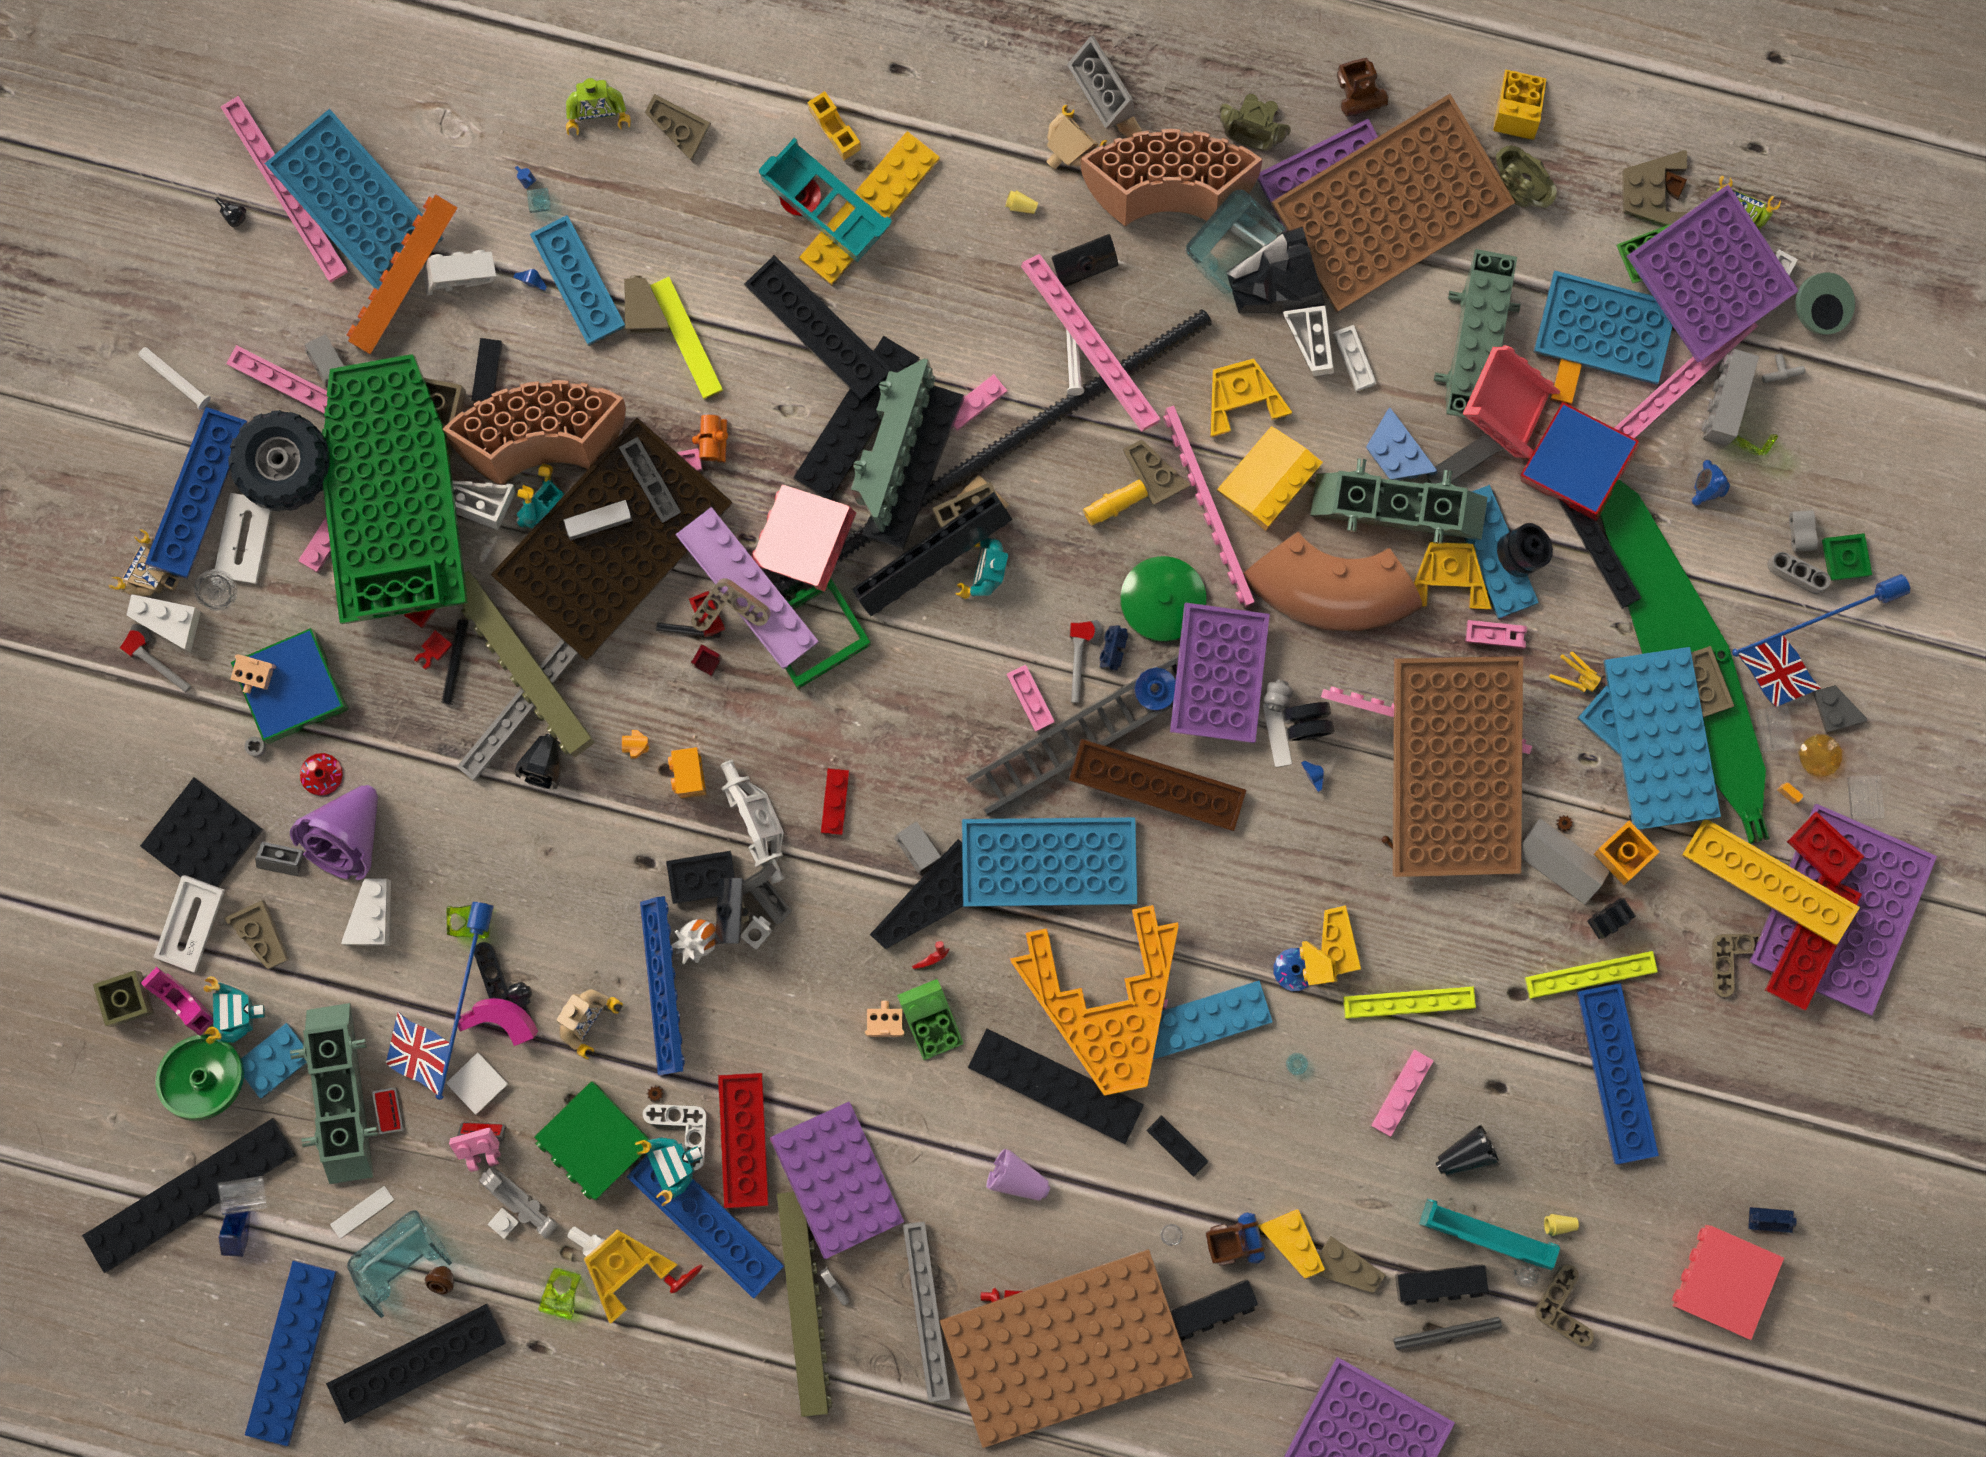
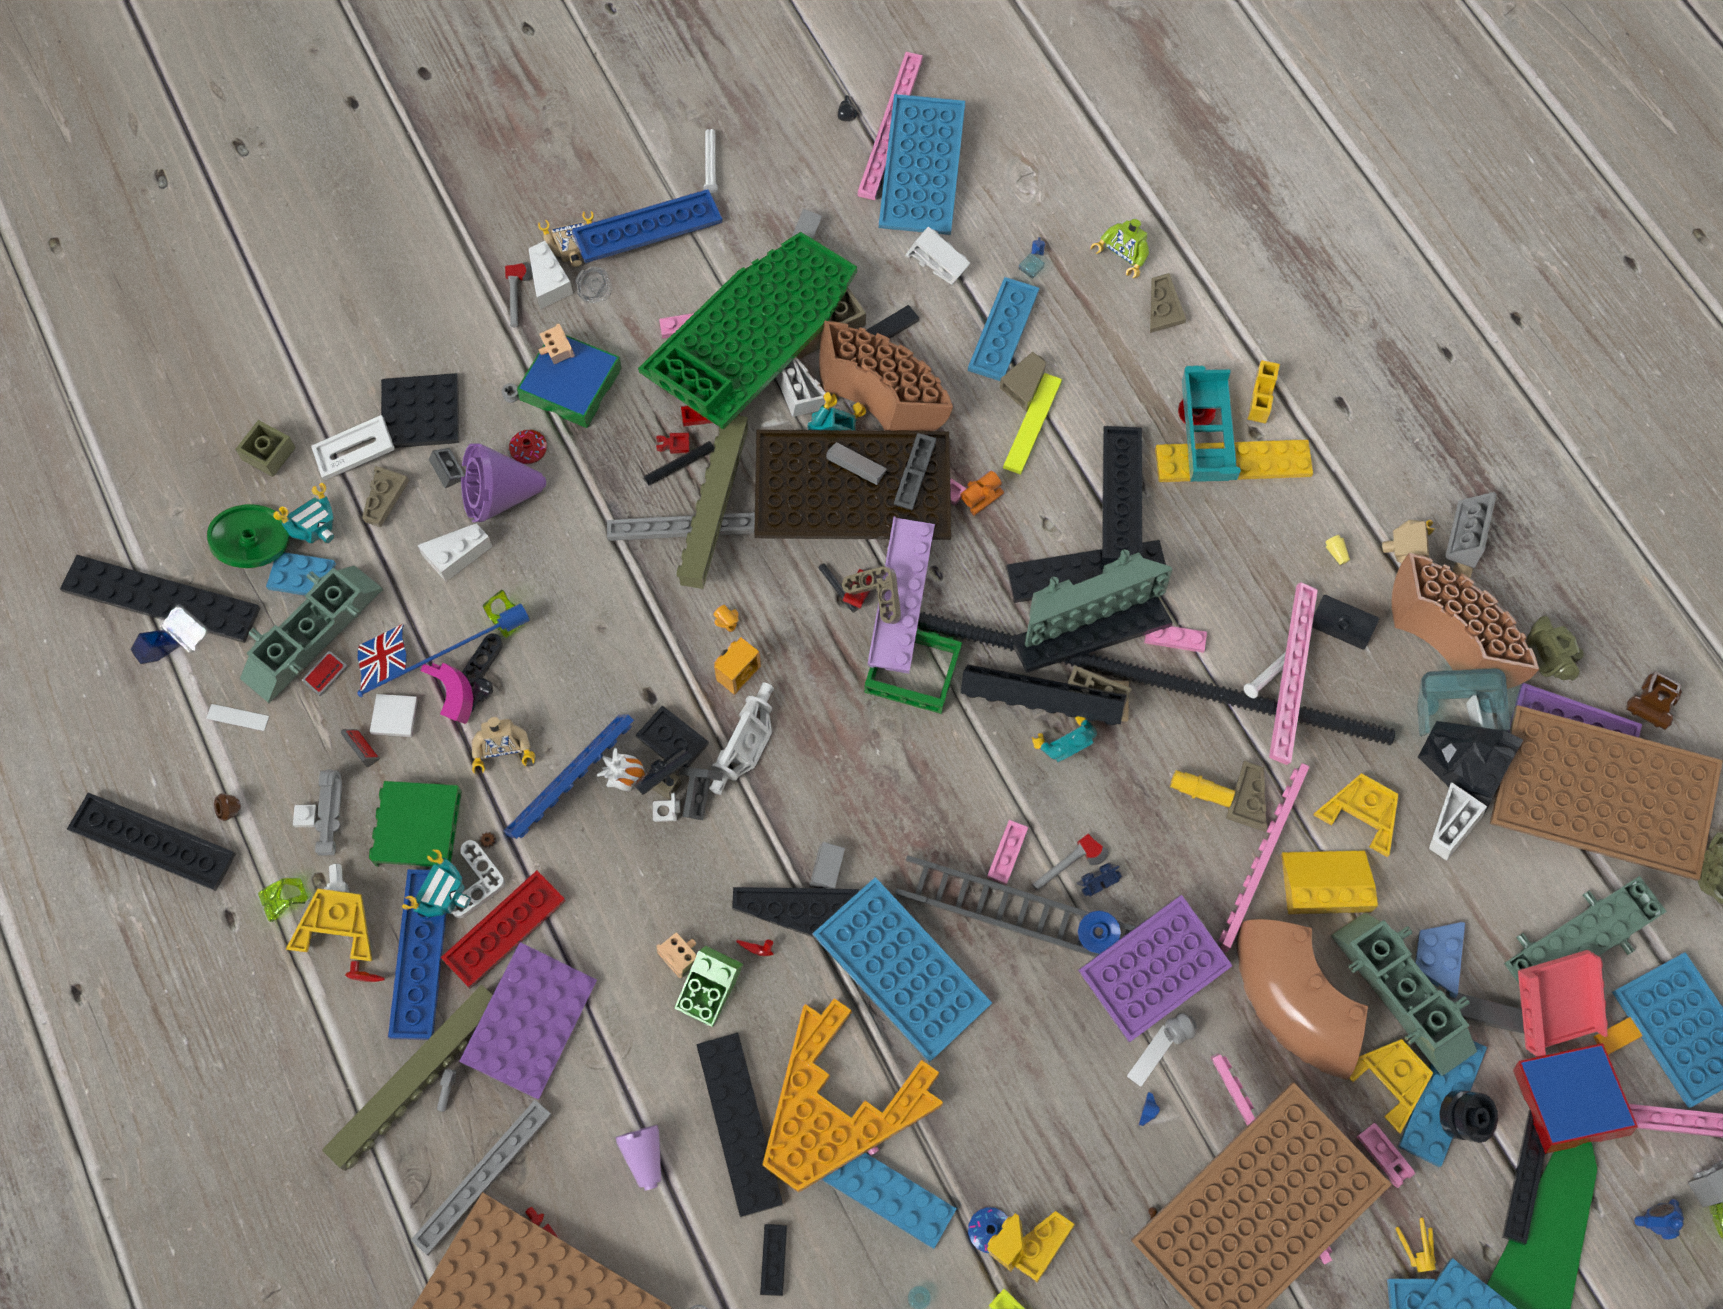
camera: 50 degrees right, 15 degrees down
(179, 1000) = (295, 478): dark pink arch -> none
(250, 567) = (648, 287): white piece -> none
(262, 448) = (712, 251): black wheel -> none
(278, 379) = (766, 212): bright pink plate -> none
(290, 1353) = (93, 753): blue plate -> none
(391, 1255) = (215, 760): clear light blue windscreen -> none
(402, 274) = (903, 225): orange brick -> none
(475, 1143) = (343, 745): bright pink plate -> none
(531, 278) = (977, 302): blue piece -> none
(541, 763) = (656, 569): black cone -> none
(706, 660) = (827, 614): dark red panel -> none
(803, 536) = (972, 602): panel -> none
(835, 801) = (808, 783): red plate -> none
(1156, 596) = (1164, 873): green dish -> none
(1157, 785) = (1031, 998): reddish brown plate -> none
(1309, 725) = (1183, 1067): black wheel -> none
(1354, 358) = (1472, 866): white tile -> none

